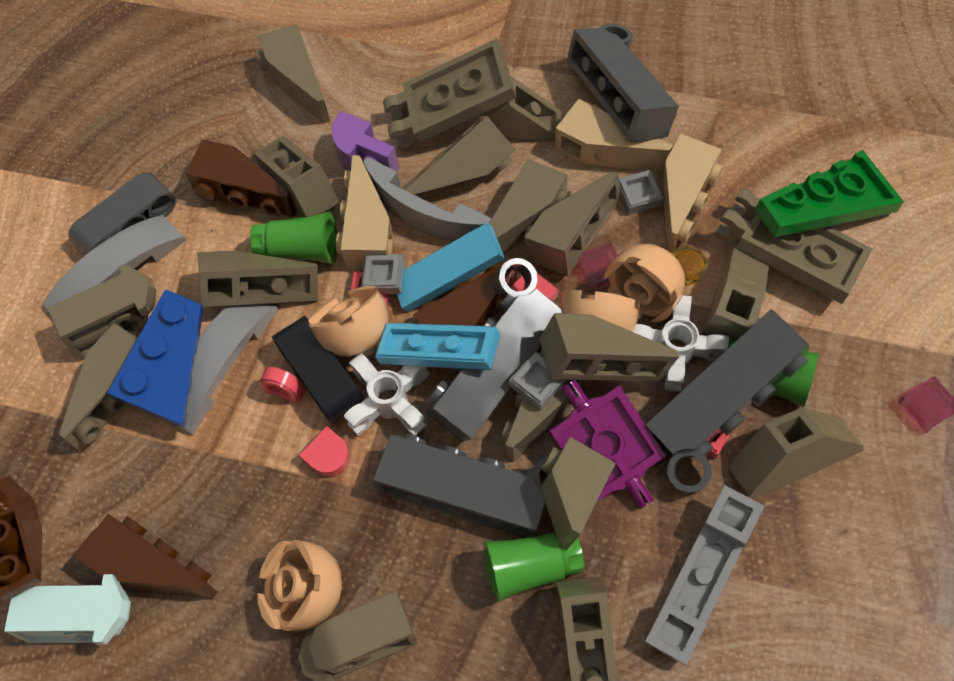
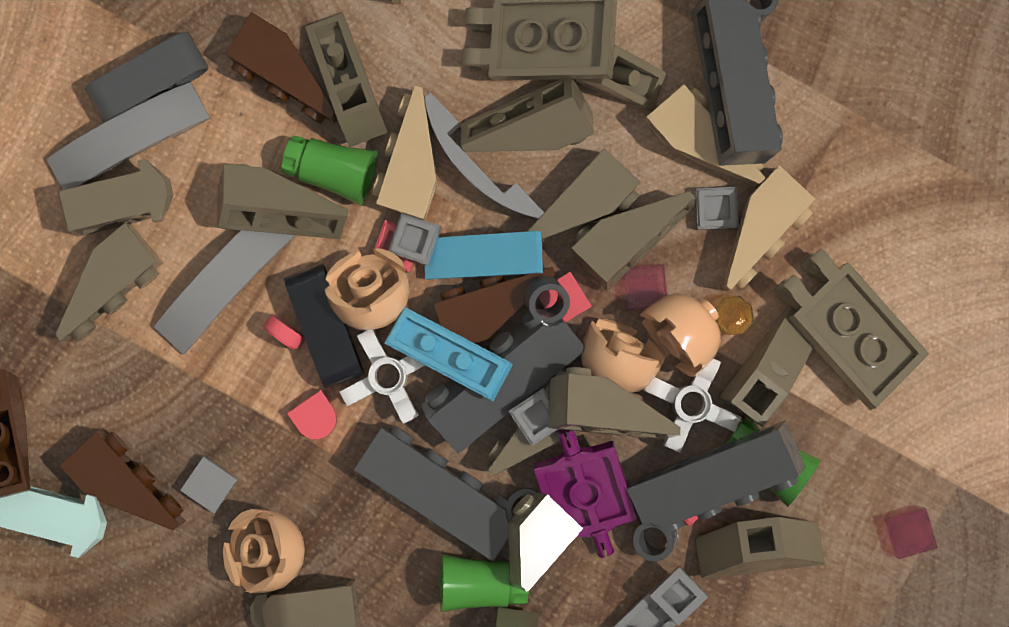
camera: 10 degrees right, 25 degrees up
(162, 360) = (169, 283): blue wing -> none
(235, 545) = (209, 484): none -> light grey tile
(356, 137) = (418, 59): medium lavender brick -> none
(837, 196) = (913, 287): green wing -> none

